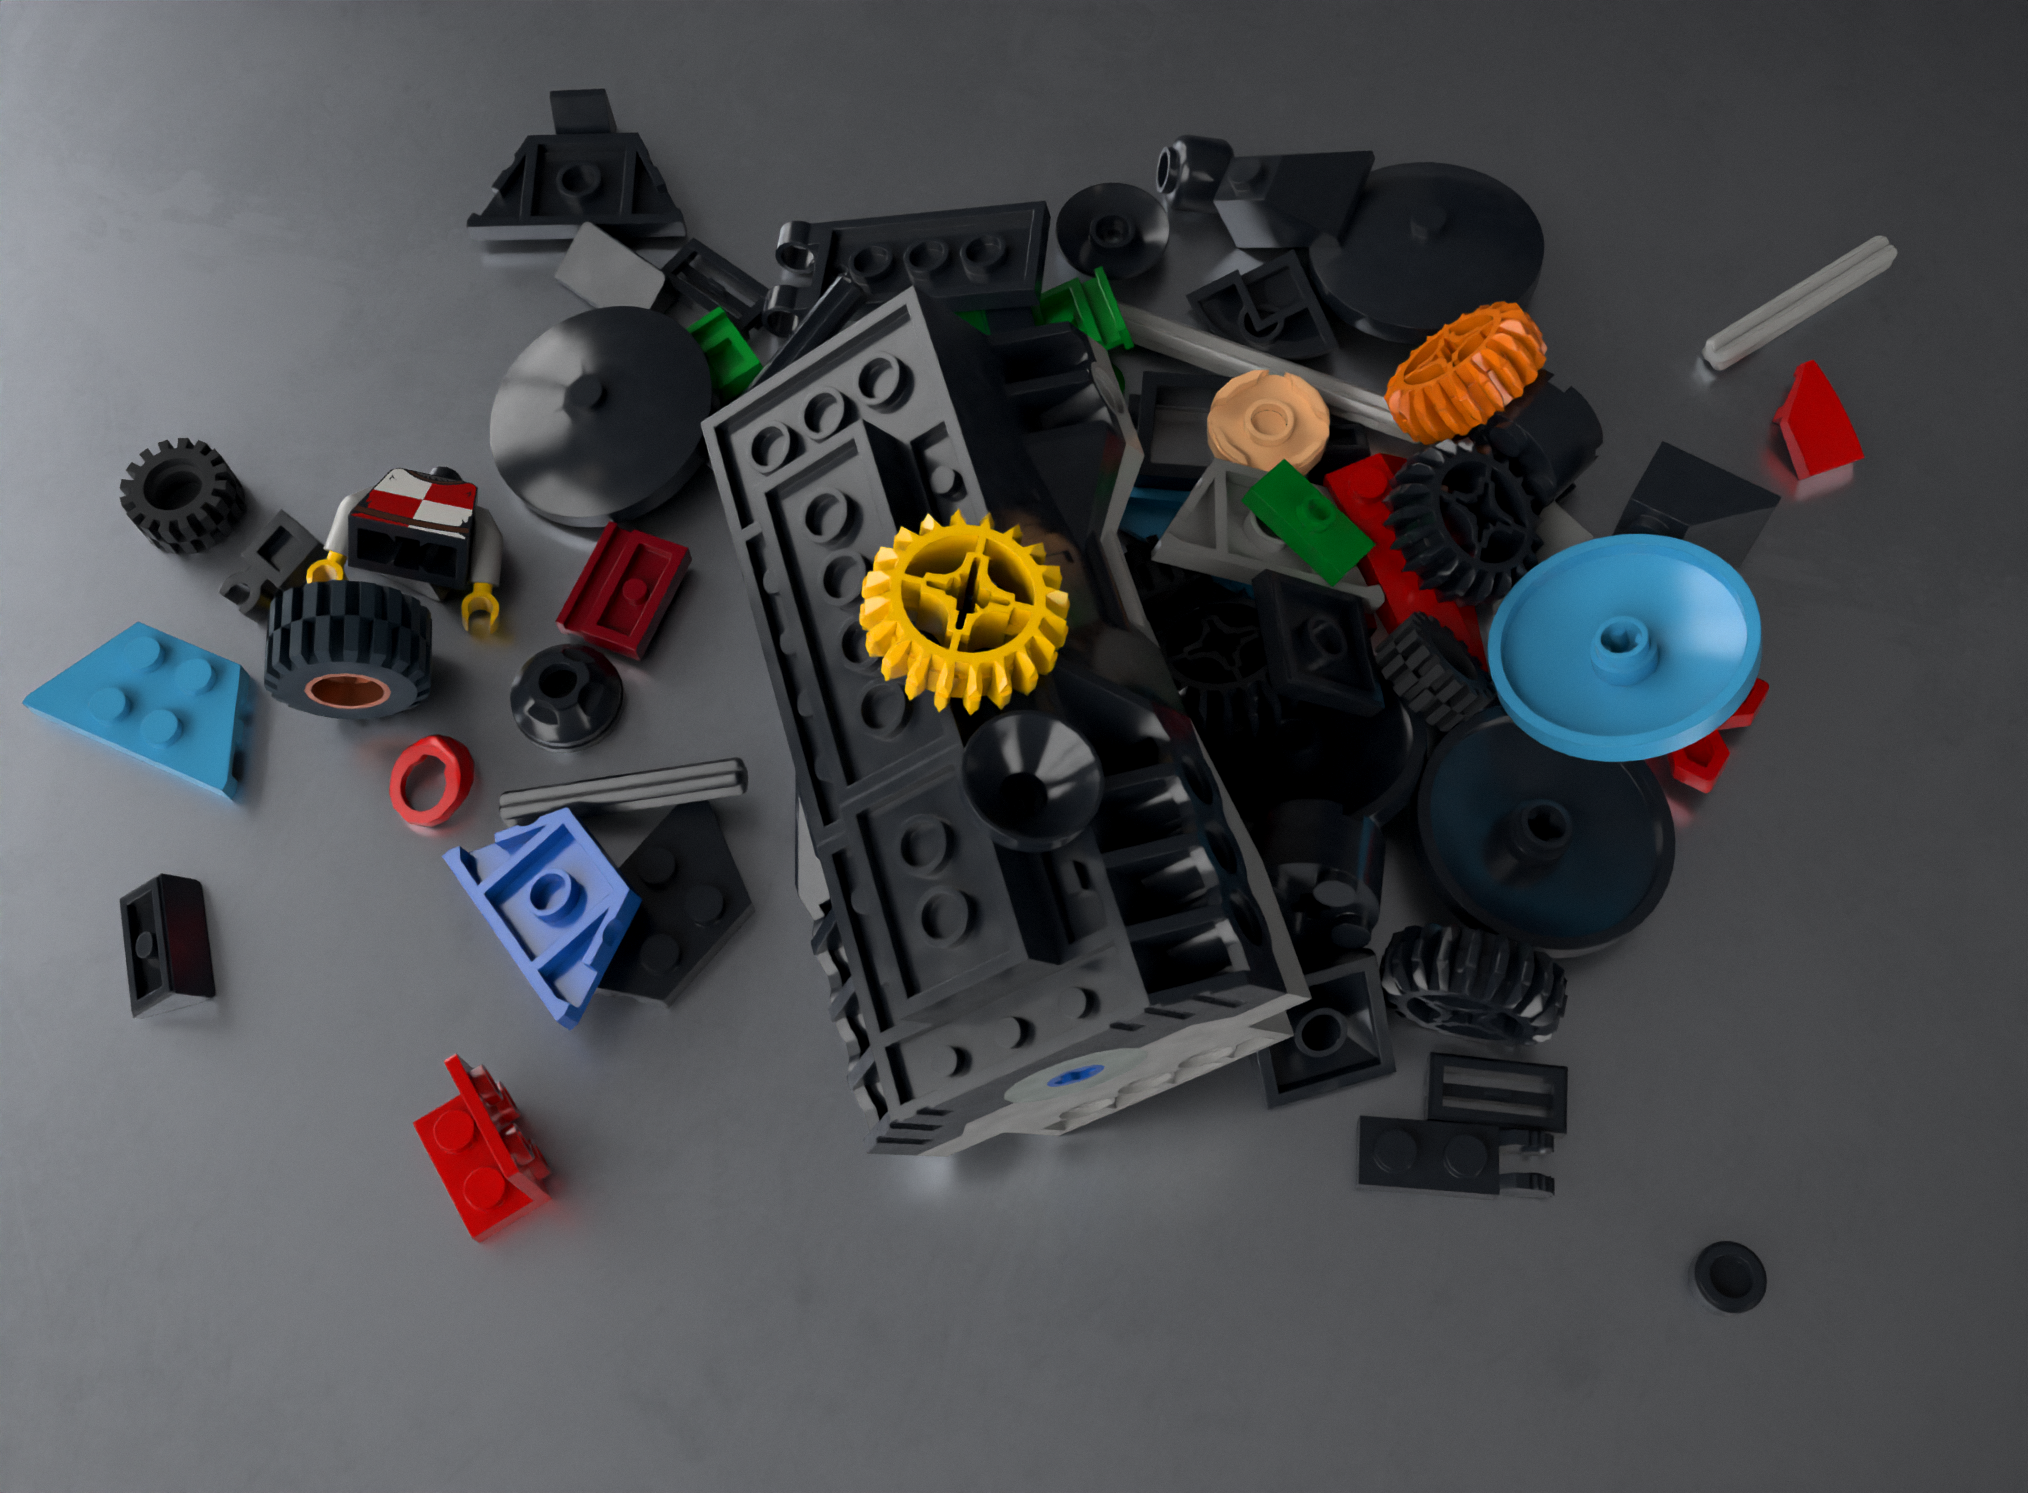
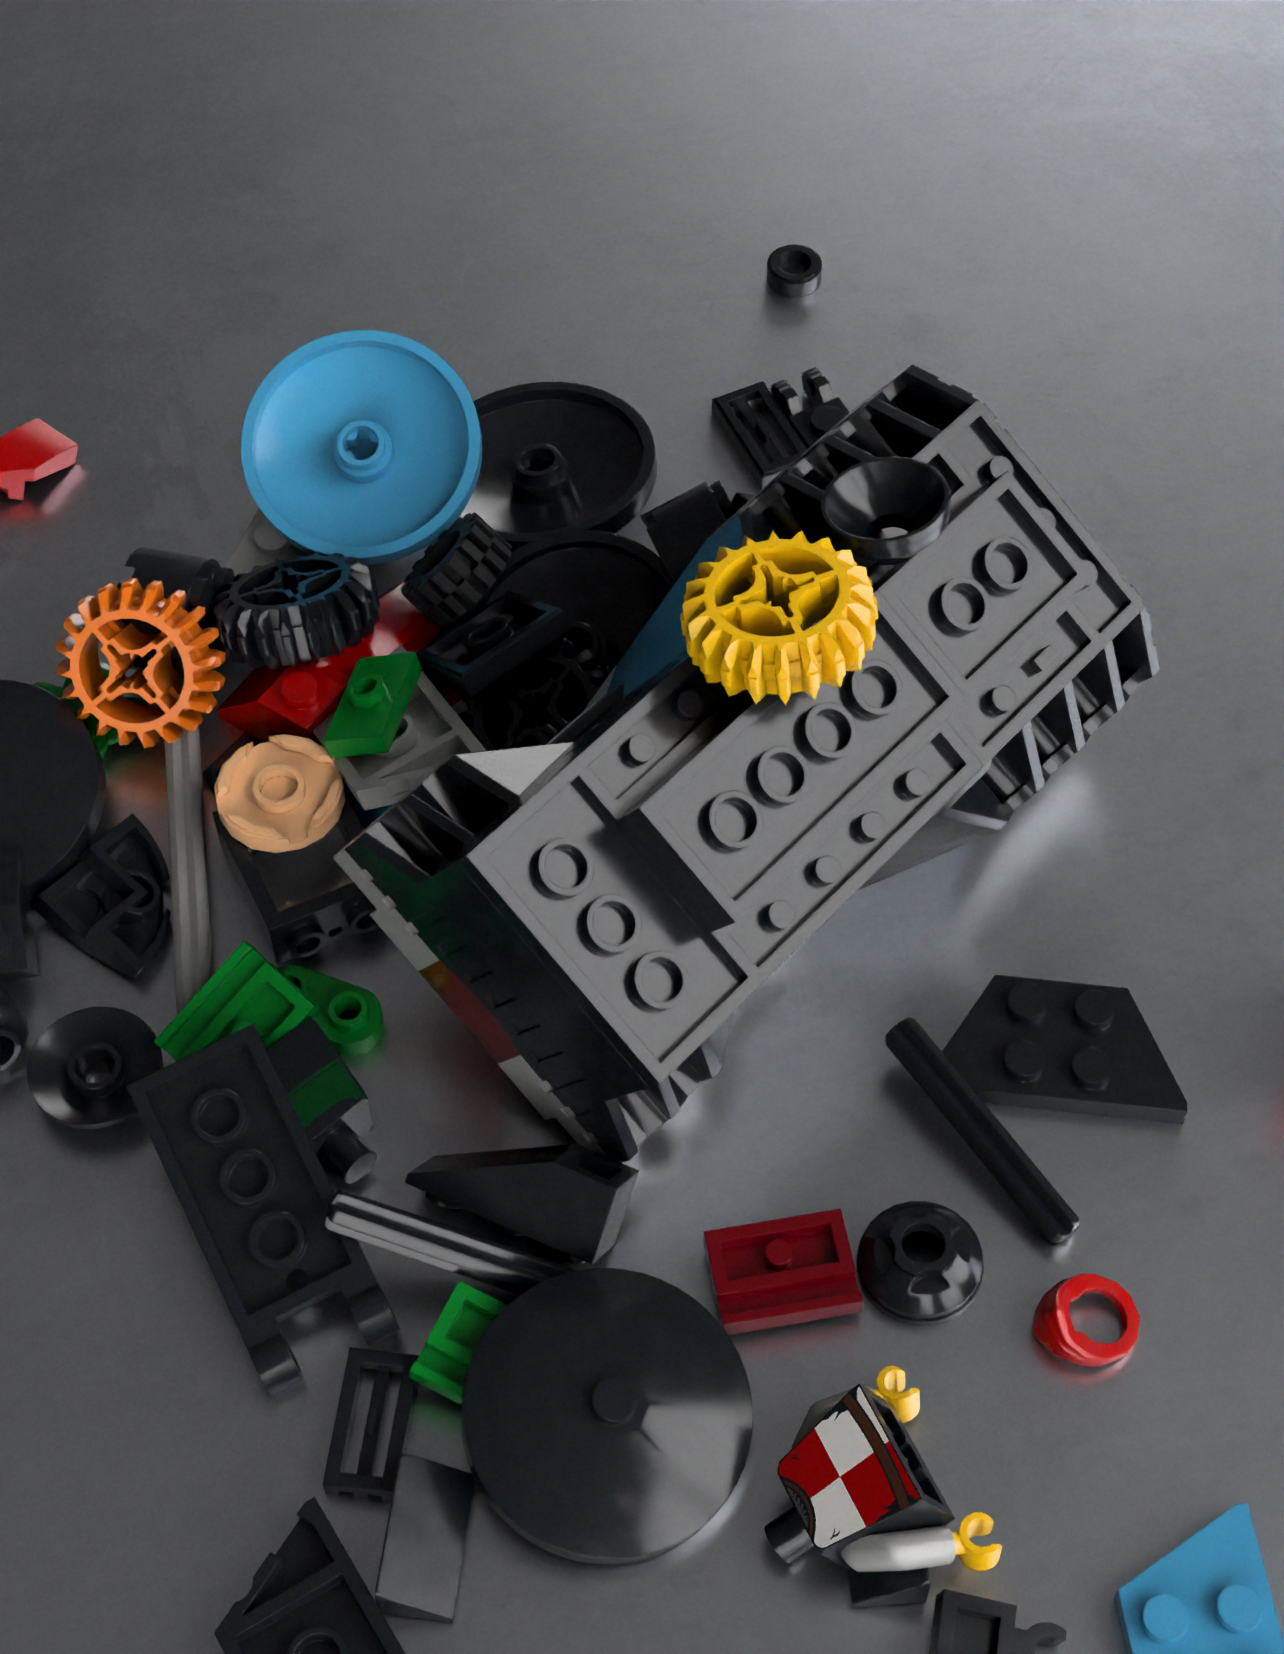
camera: 125 degrees left, 10 degrees down
(348, 650) = (1044, 1433): black wheel -> none
(552, 905) = (1124, 1110): wing -> none
(1473, 985) = (704, 433): black gear -> none
(1697, 504) = (196, 484): black slope -> none

